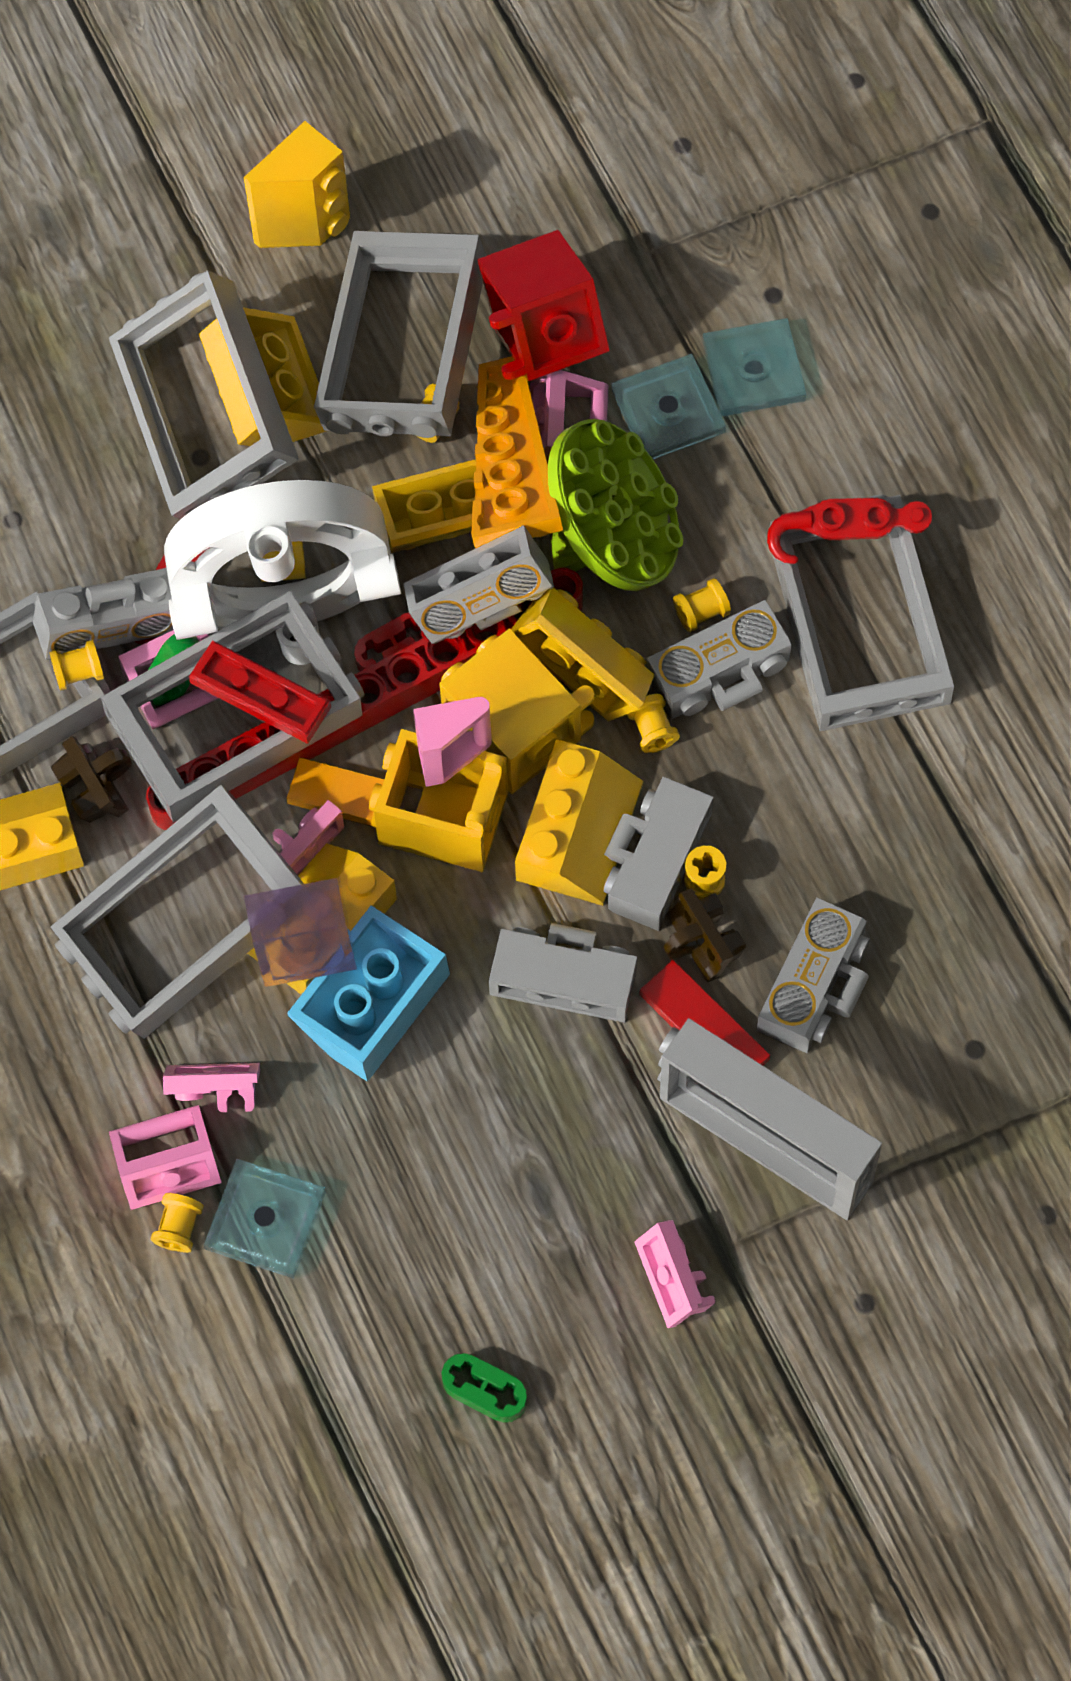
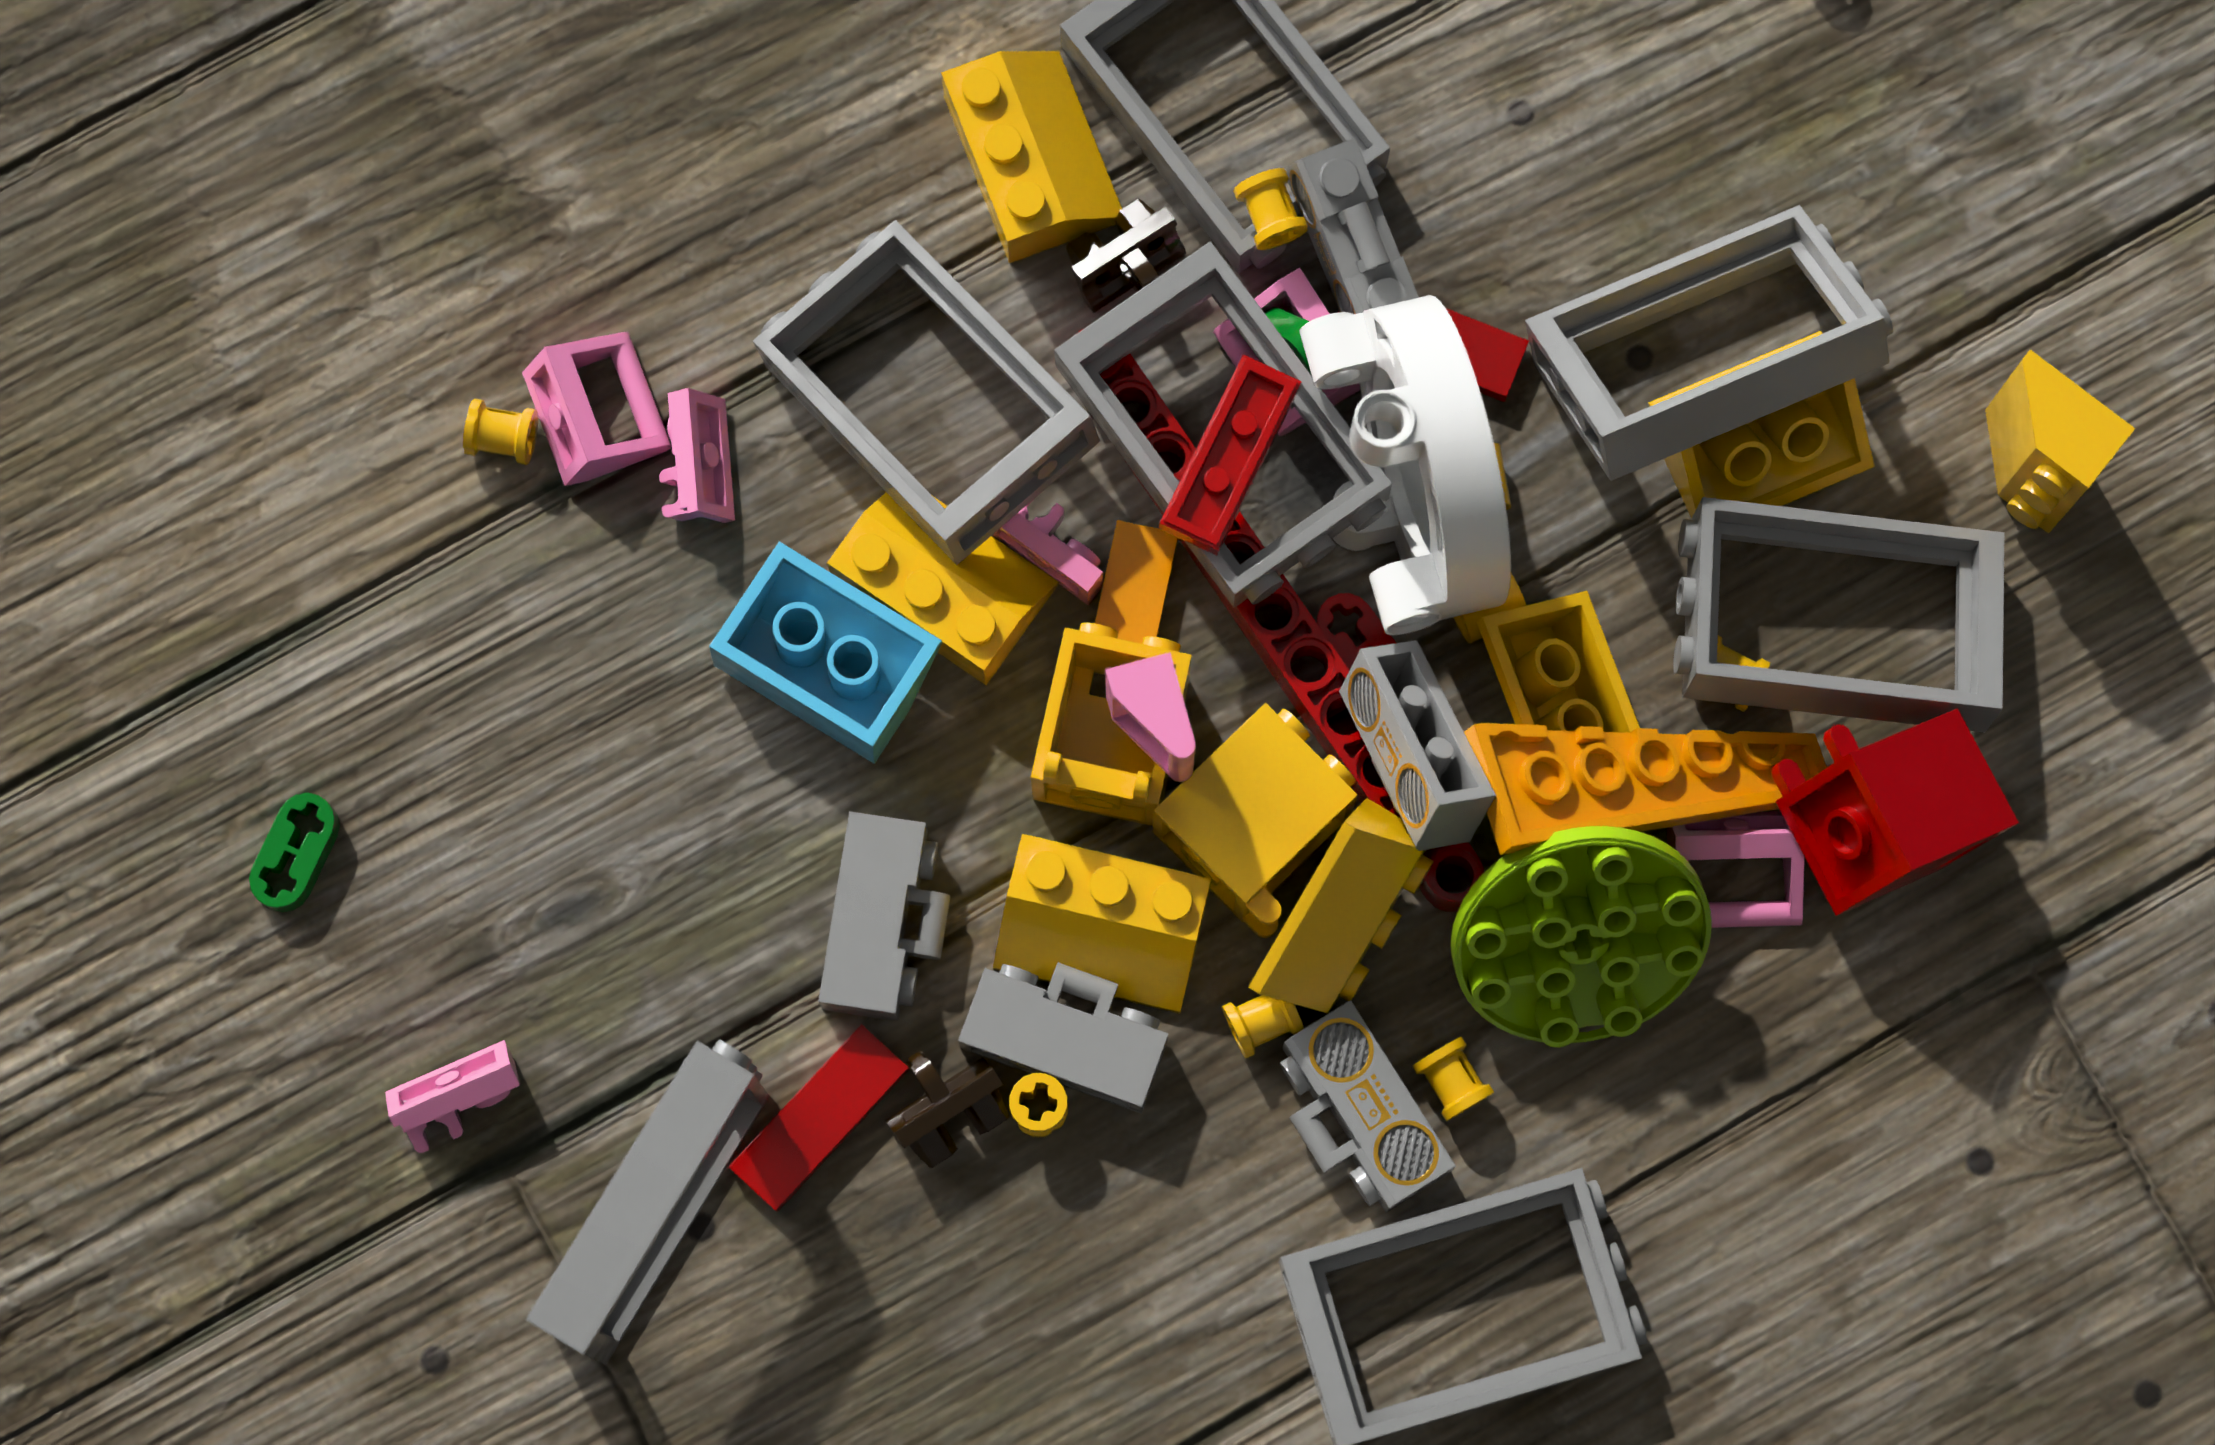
camera: 85 degrees right, 10 degrees up
(264, 1218) = (516, 546): clear light blue tile -> none
(300, 932) = (883, 539): slope -> none
(669, 406) = (1773, 1014): clear light blue tile -> none
(754, 367) = (1853, 1137): clear light blue tile -> none
(801, 992) = (867, 1249): light grey piece -> none
(848, 521) = (1585, 1280): red piece -> none

